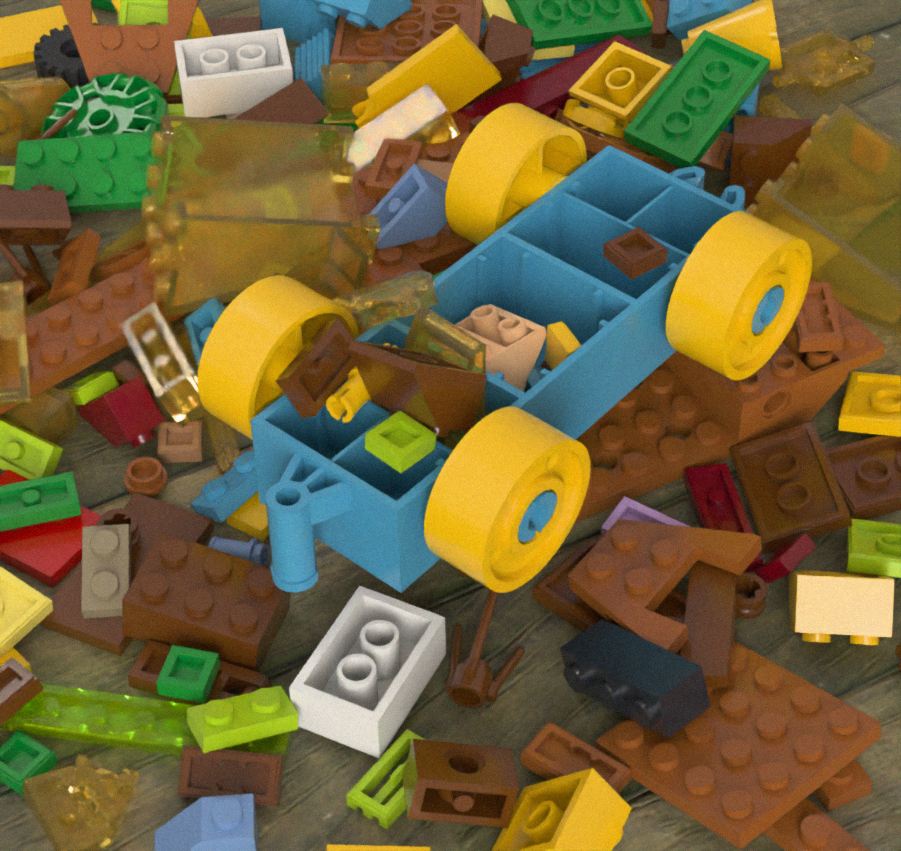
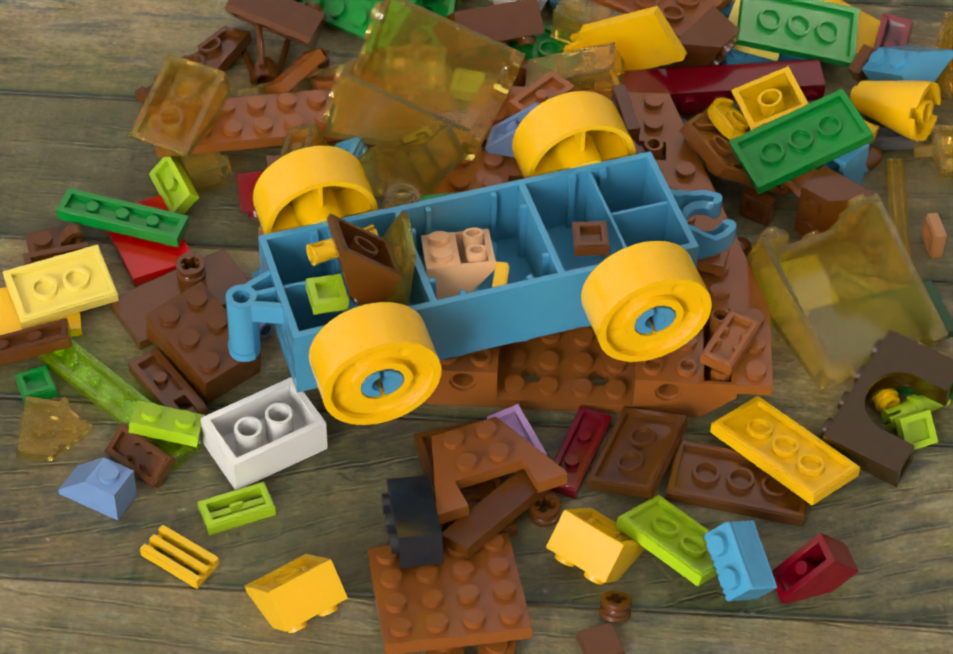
camera: 30 degrees right, 5 degrees up
(91, 387) = (249, 162): lime tile -> none
(105, 569) = (163, 284): dark tan plate -> none
(145, 477) = (238, 241): dark orange plate -> none
(188, 674) = (156, 380): green plate -> none
(318, 369) = (311, 224): reddish brown plate -> none
(391, 298) = (406, 195): clear yellow slope -> none
(460, 783) = (259, 528): reddish brown brick -> none
(471, 680) = (326, 471): reddish brown plant -> none
(559, 753) = (341, 547): dark orange plate -> none
(786, 559) = (587, 498): dark red tile -> none

